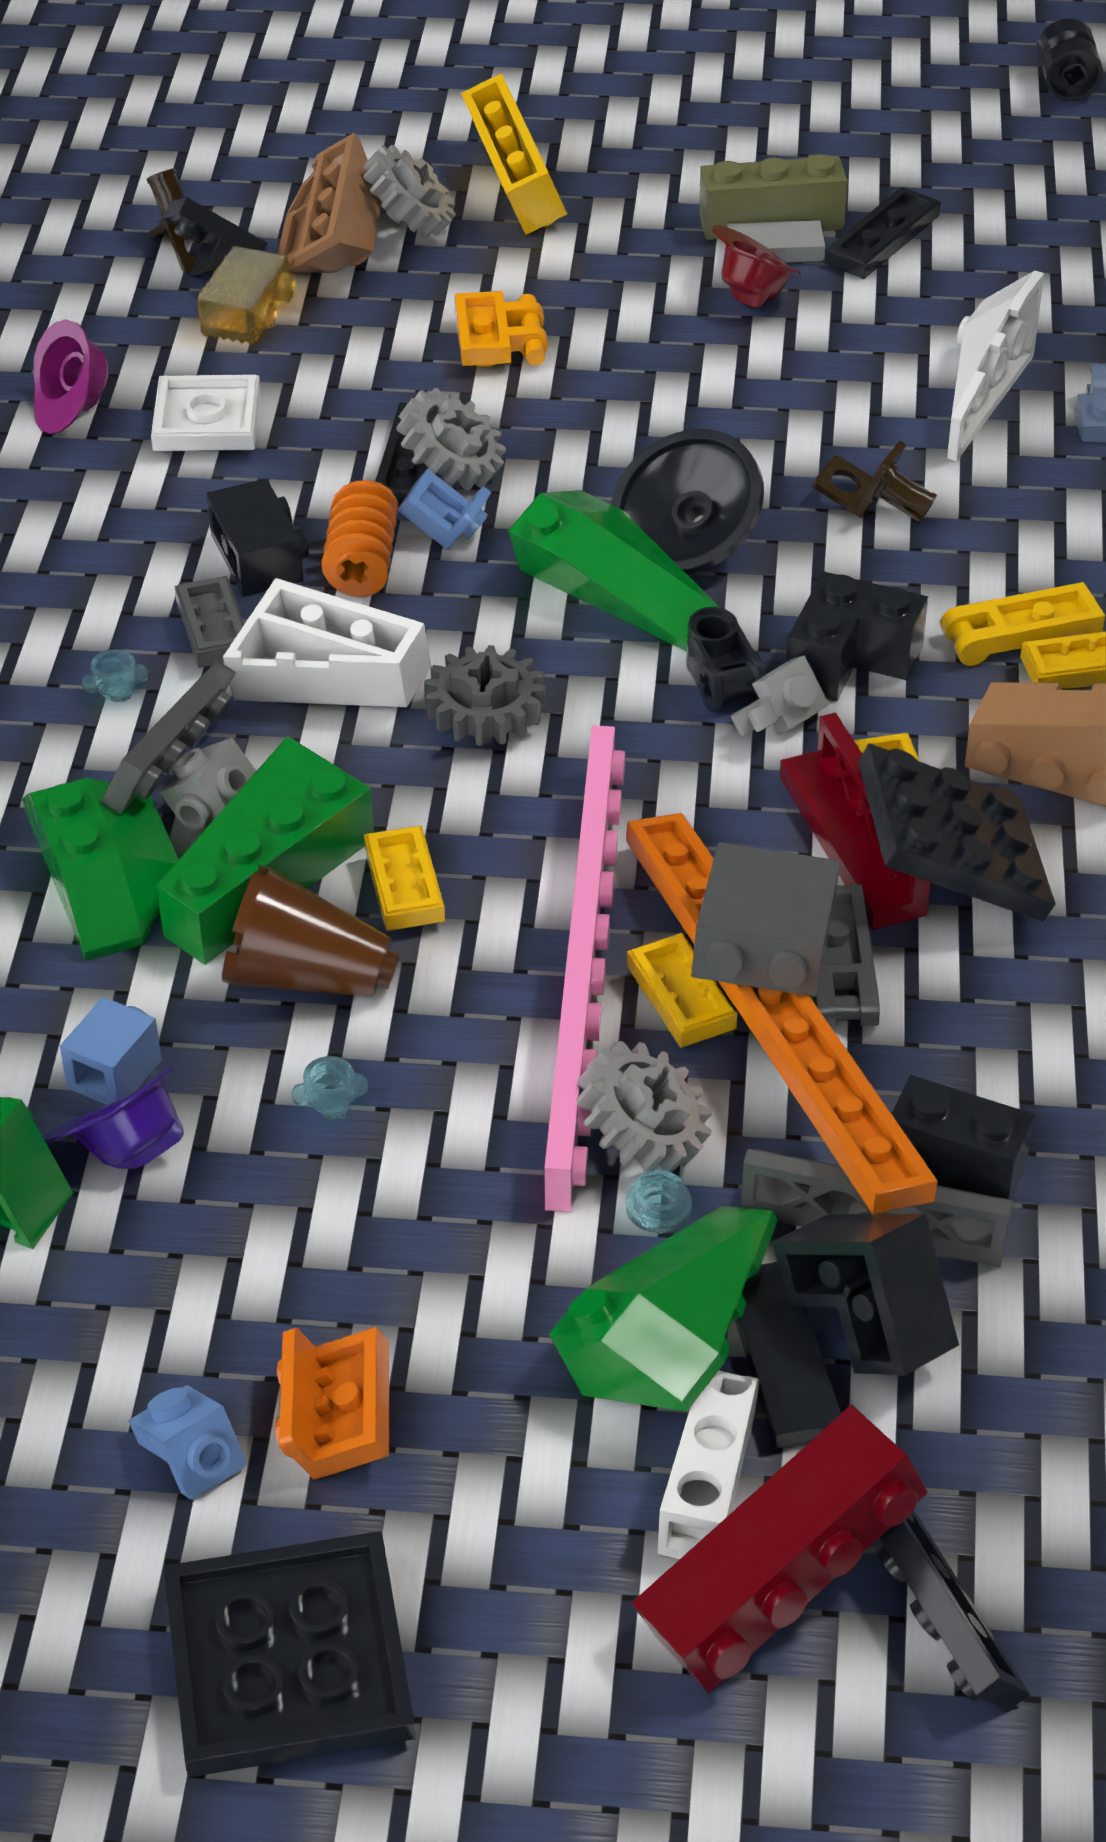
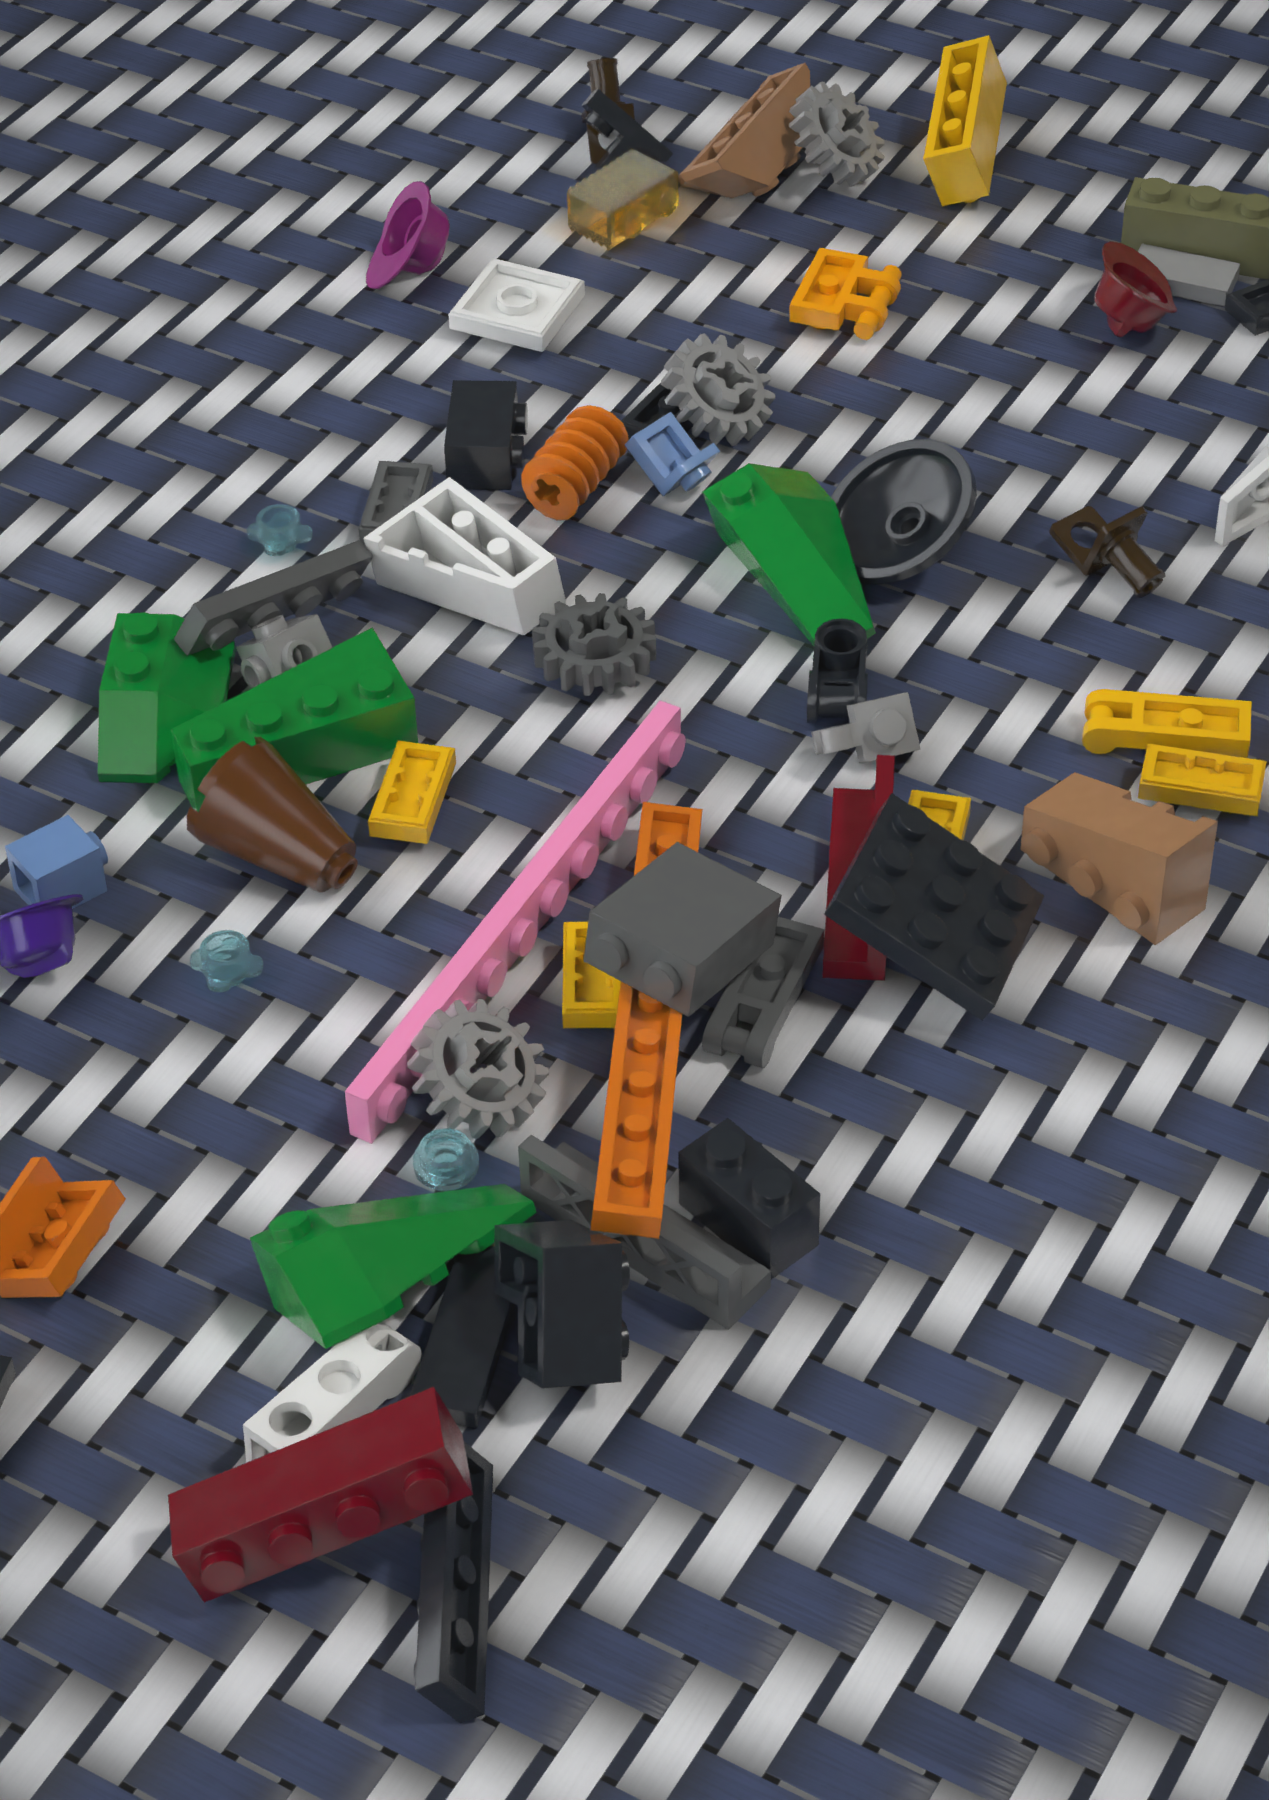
camera: 25 degrees right, 0 degrees up
(858, 627) = (983, 679): black brick -> none

